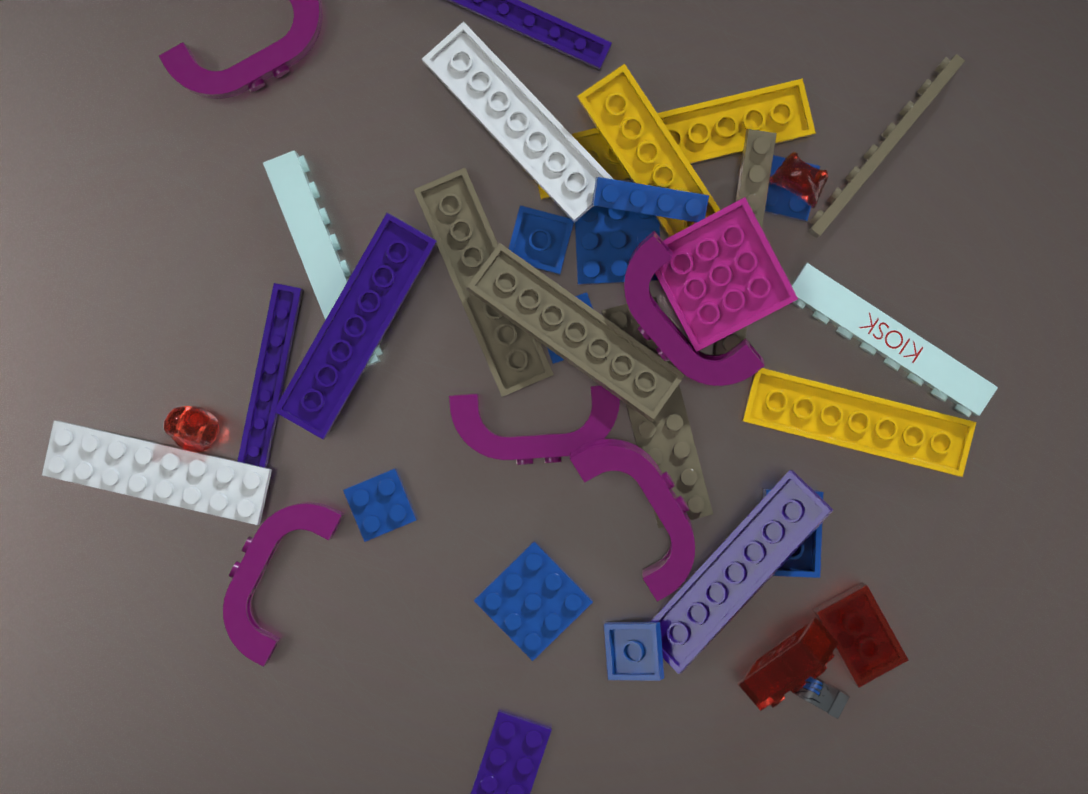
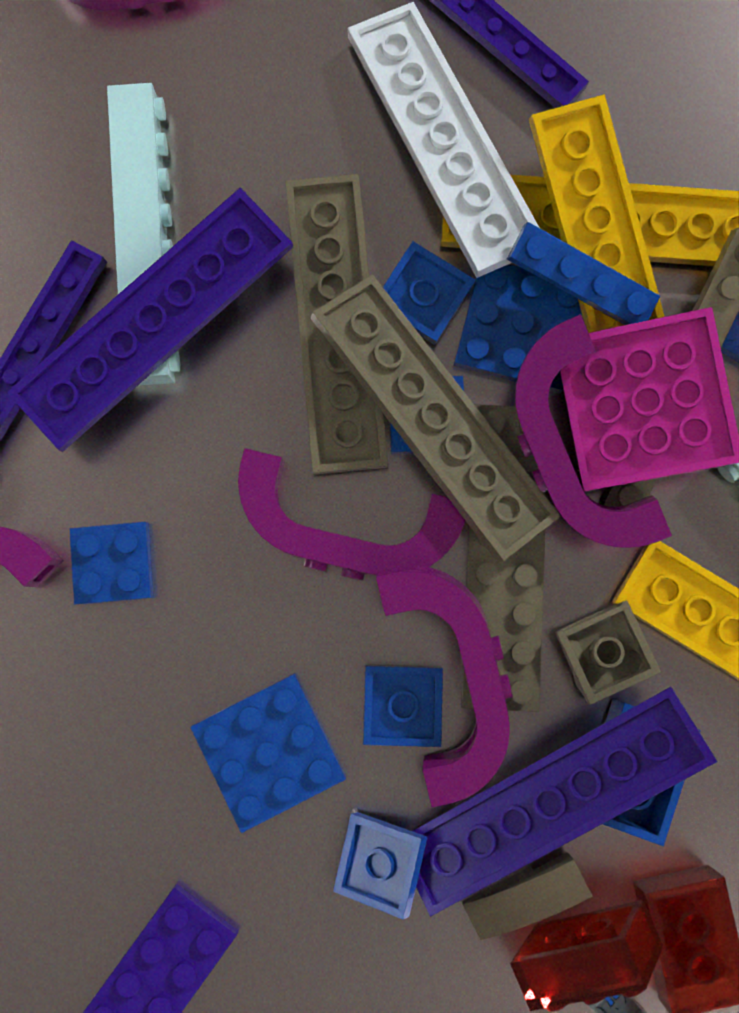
camera: 15 degrees right, 5 degrees down
(616, 539) = (403, 706): none -> blue plate
(741, 642) = (527, 897): none -> dark tan slope
(746, 458) = (607, 652): none -> dark tan slope

